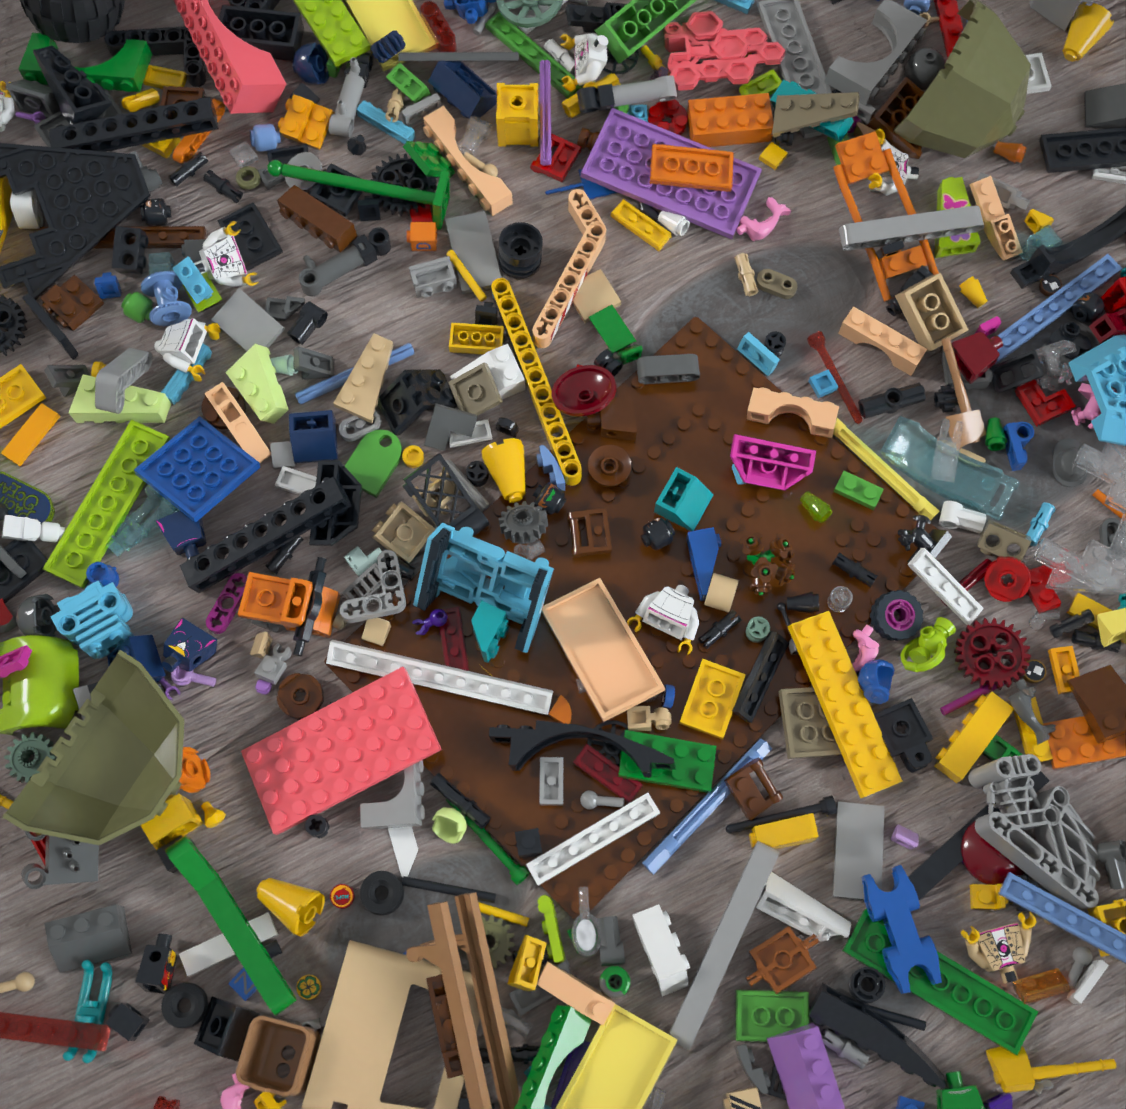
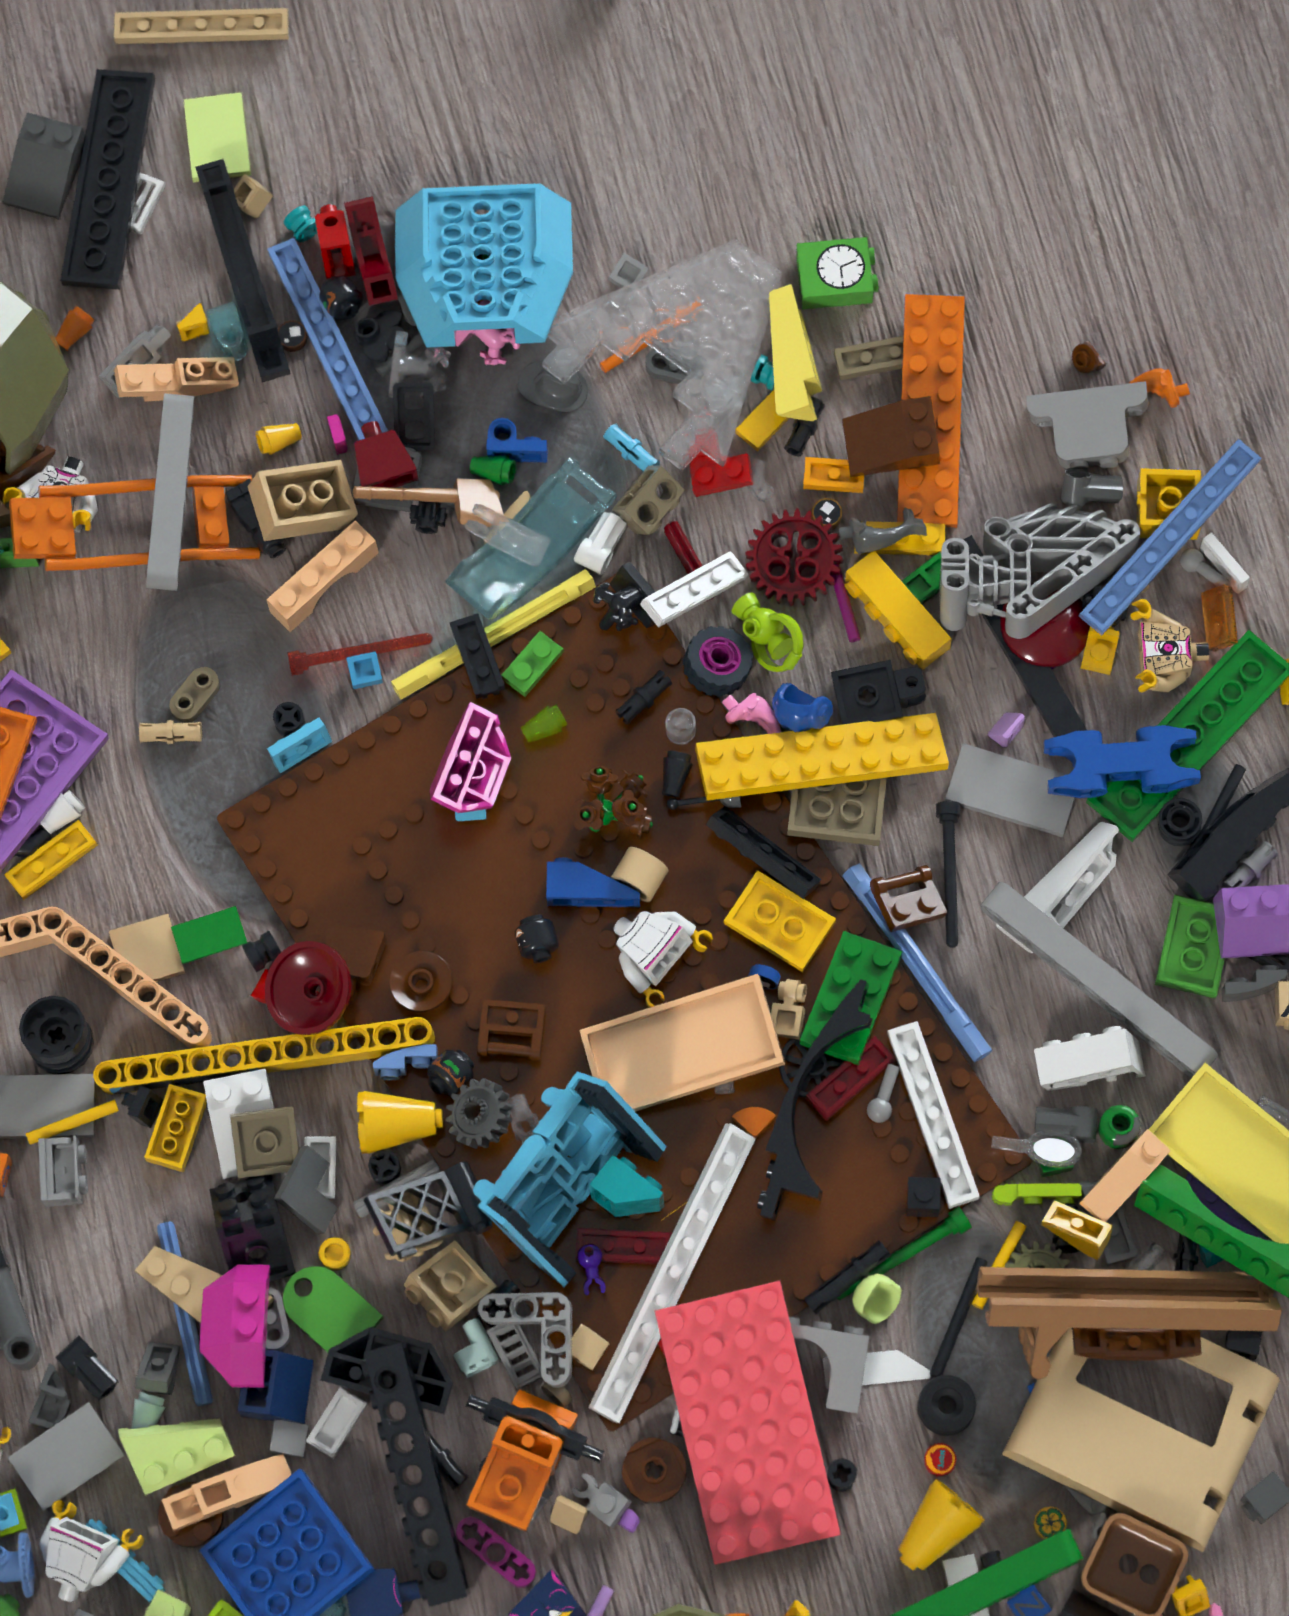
camera: 75 degrees left, 0 degrees up
(345, 399) = (236, 1324): none -> dark pink wedge
(507, 427) = (323, 1112): black tile -> none
(551, 780) = (846, 1152): light grey plate -> none
(630, 353) = (251, 918): green slope -> none
(668, 368) = (294, 870): dark grey beam -> none
(683, 499) = (495, 894): teal slope -> none
(719, 629) = (687, 890): black pin -> none
(759, 625) = (698, 834): sand green wheel -> none
(760, 230) = (105, 695): bright pink animal -> none
(767, 404) = (420, 685): light nougat arch -> none
(782, 960) = (1130, 915): dark orange plate -> none
(786, 832) = (974, 871): yellow slope -> none
(852, 451) = (477, 656): none -> black hinge
(880, 404) = (413, 603): black piece -> none
(890, 249) = (193, 528): black tile -> none
(953, 195) = (139, 427): lime slope -> none
(1011, 590) = (715, 509): red plate -> none
(1043, 408) = (469, 399): red plate -> none
(1072, 623) = (775, 449): black axle -> none

